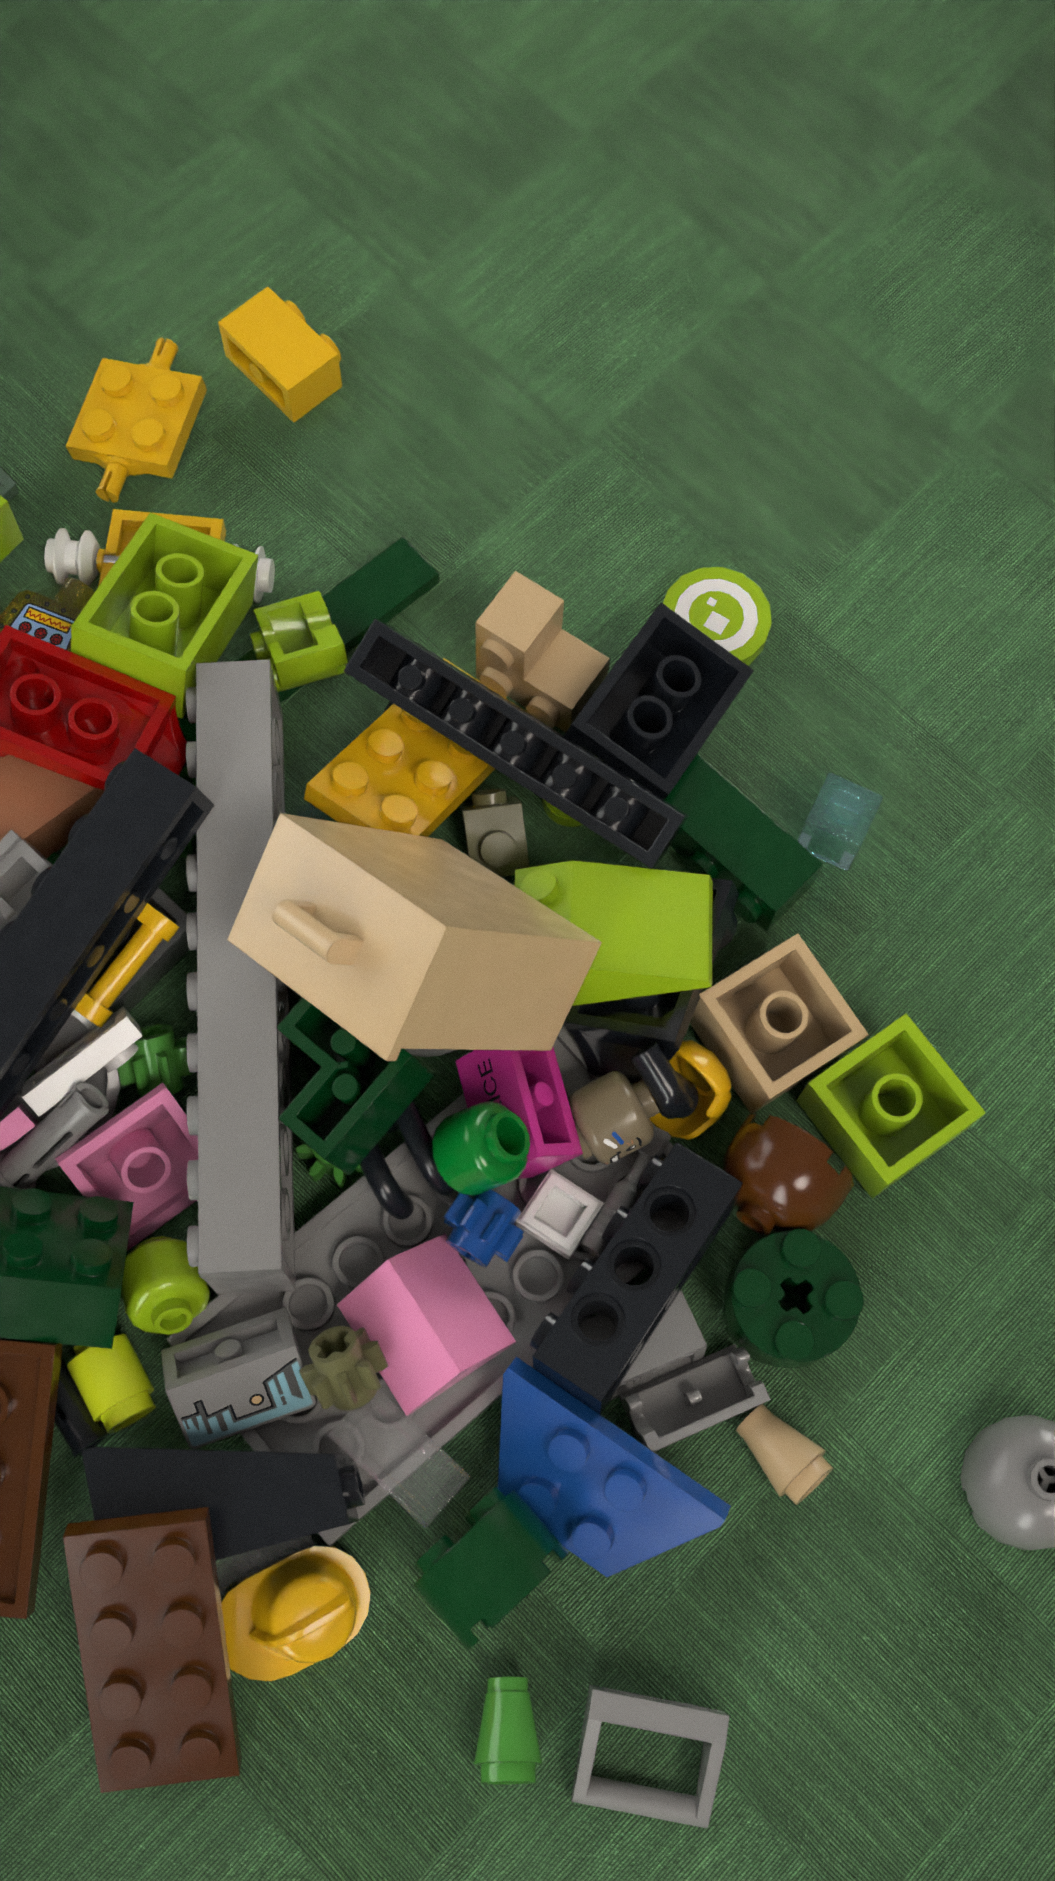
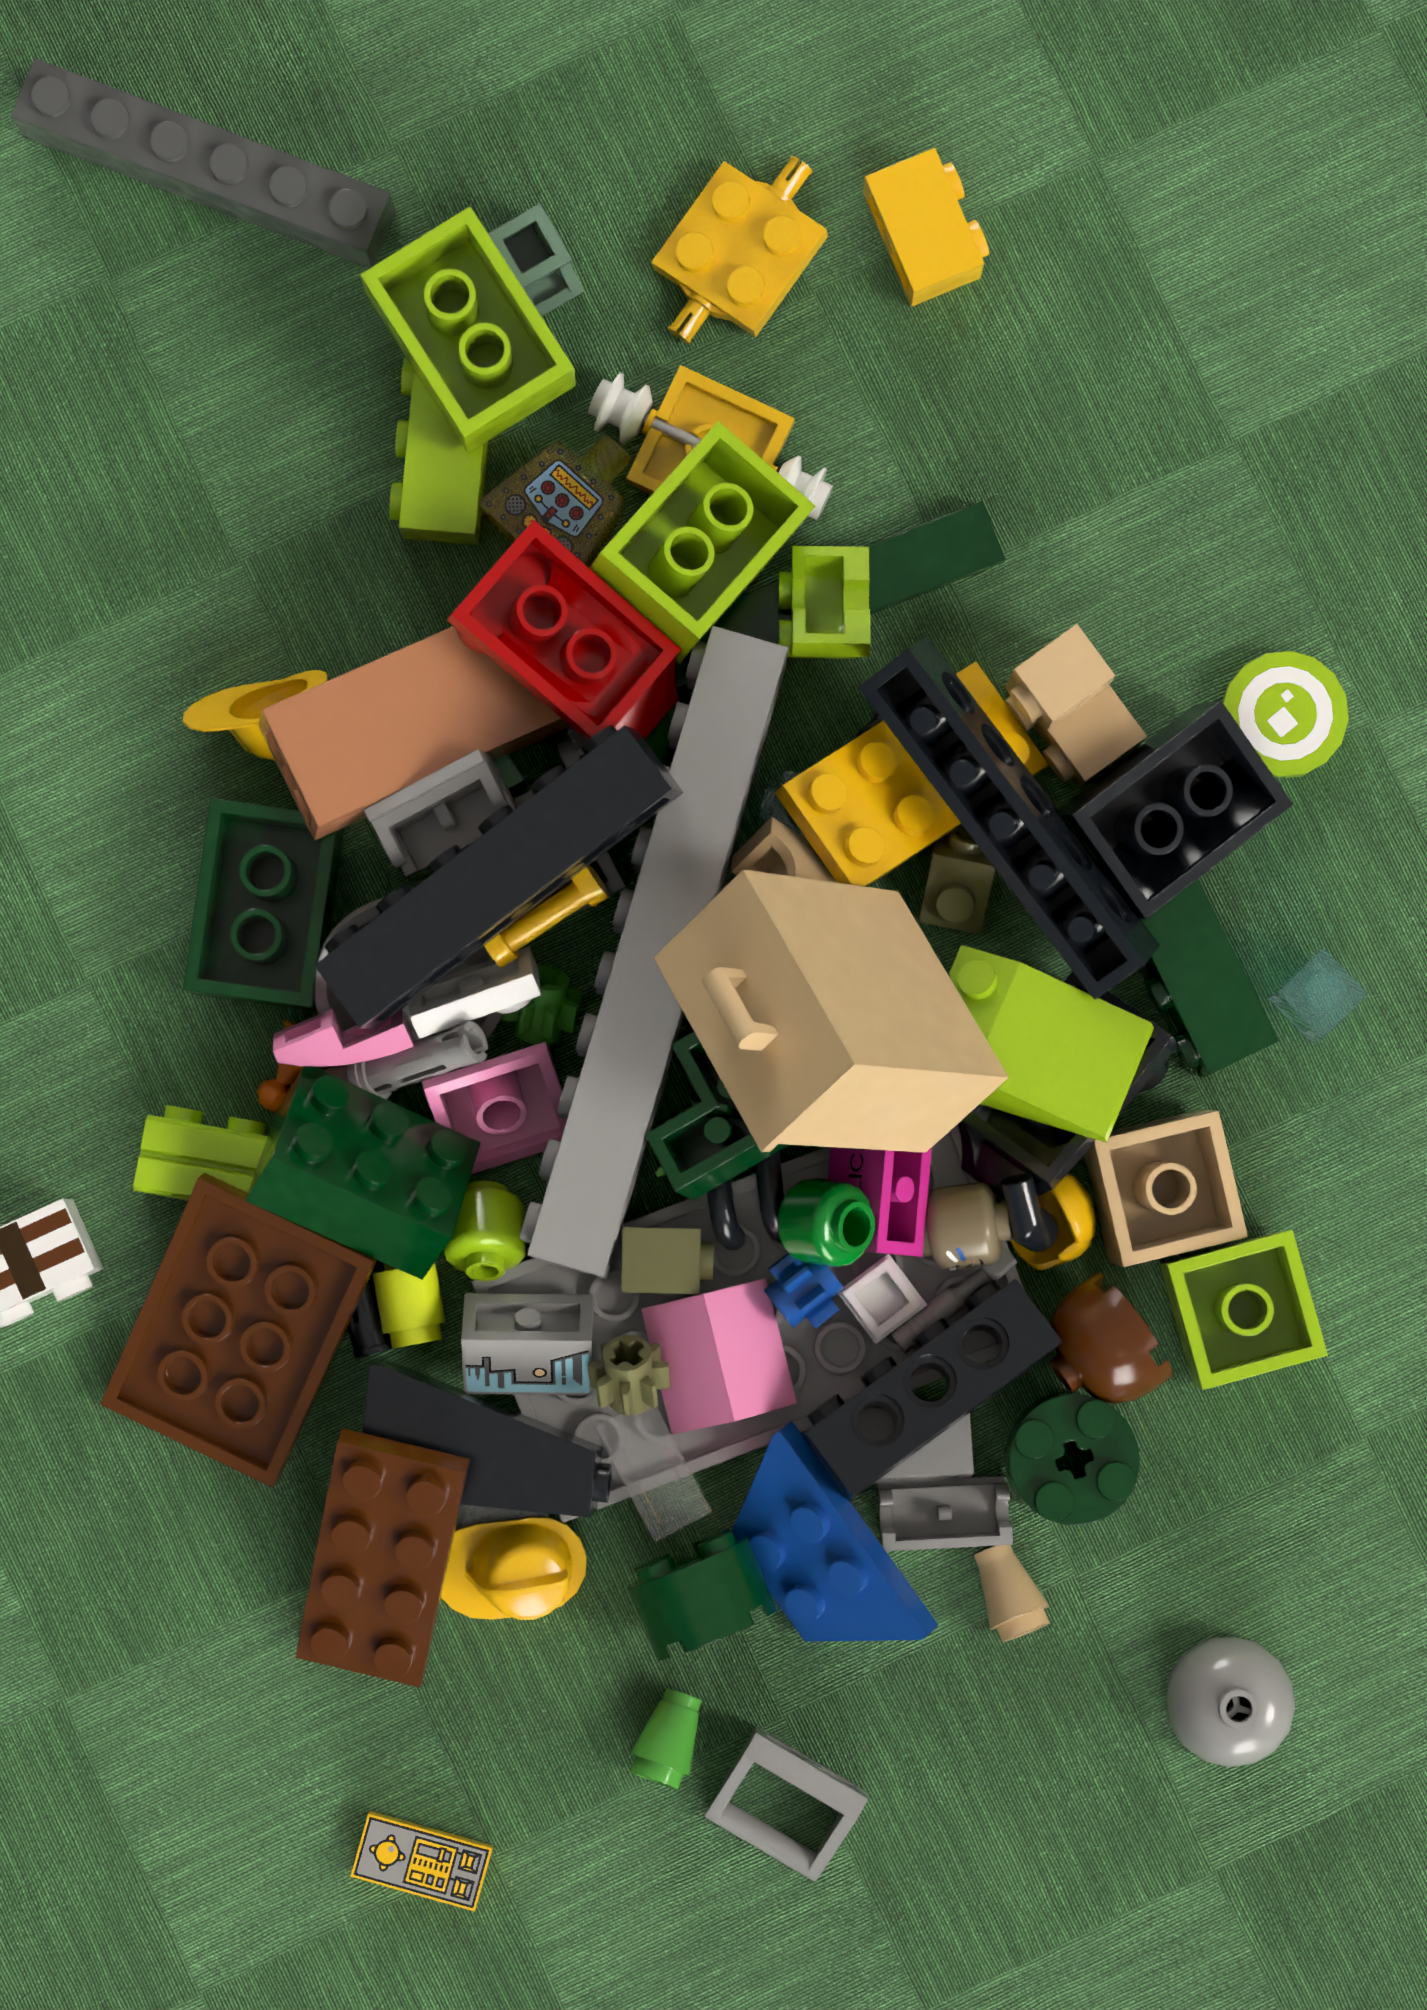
camera: 25 degrees right, 15 degrees up
(341, 1247) = (665, 1260): none -> olive brick

